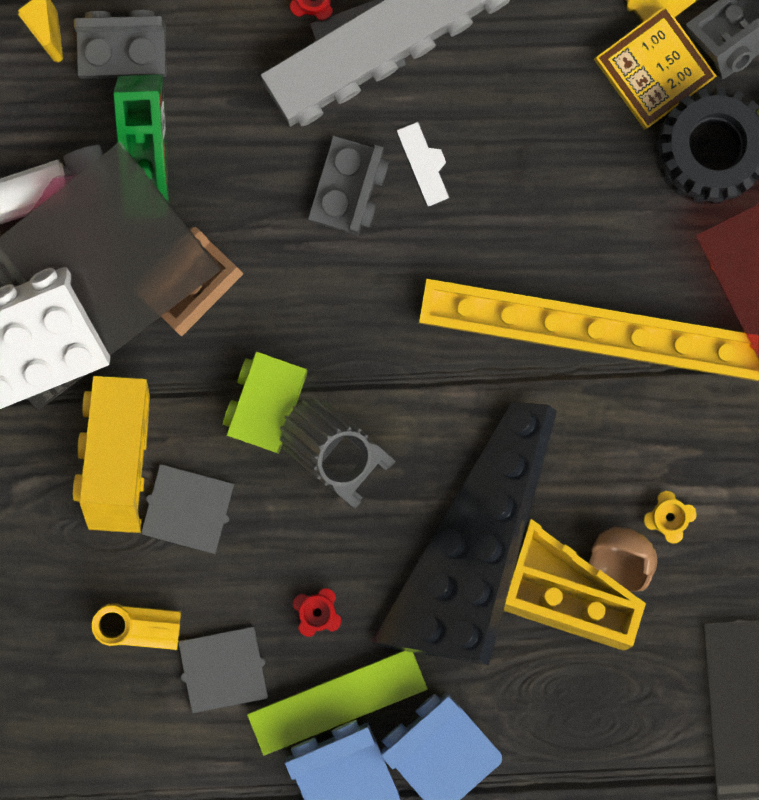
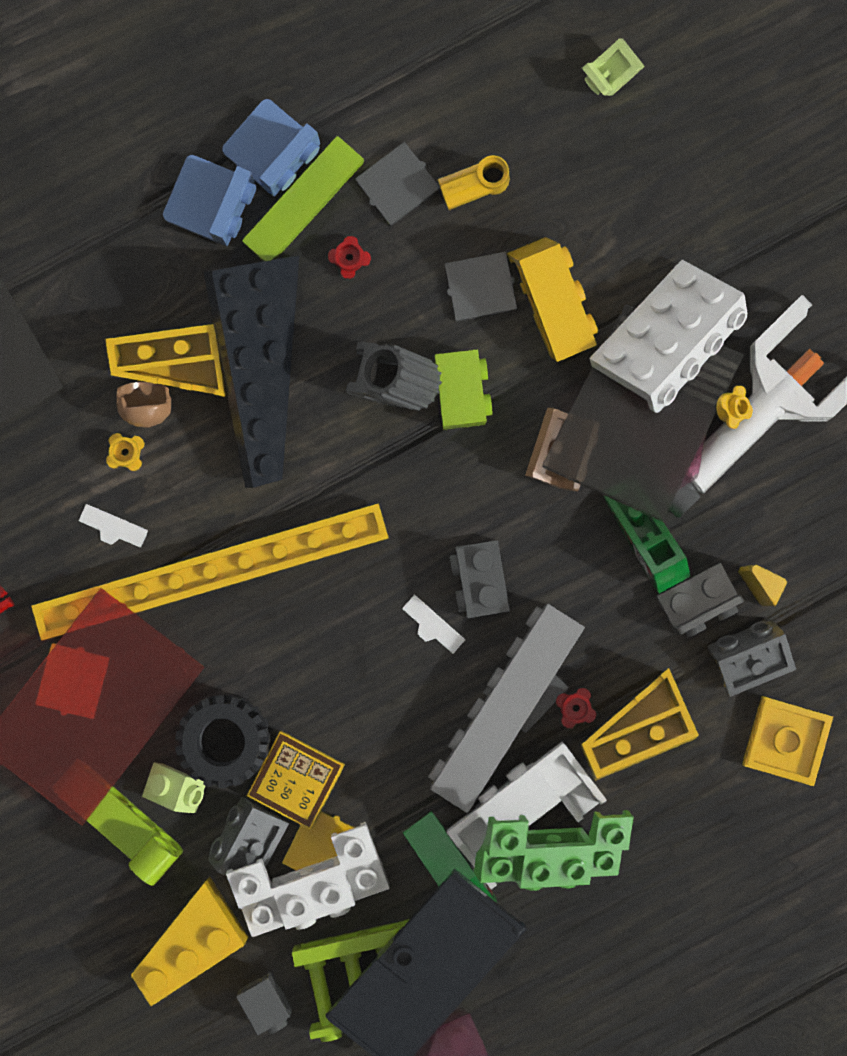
camera: 155 degrees right, 0 degrees up
(723, 441) = (112, 527): none -> white sticker

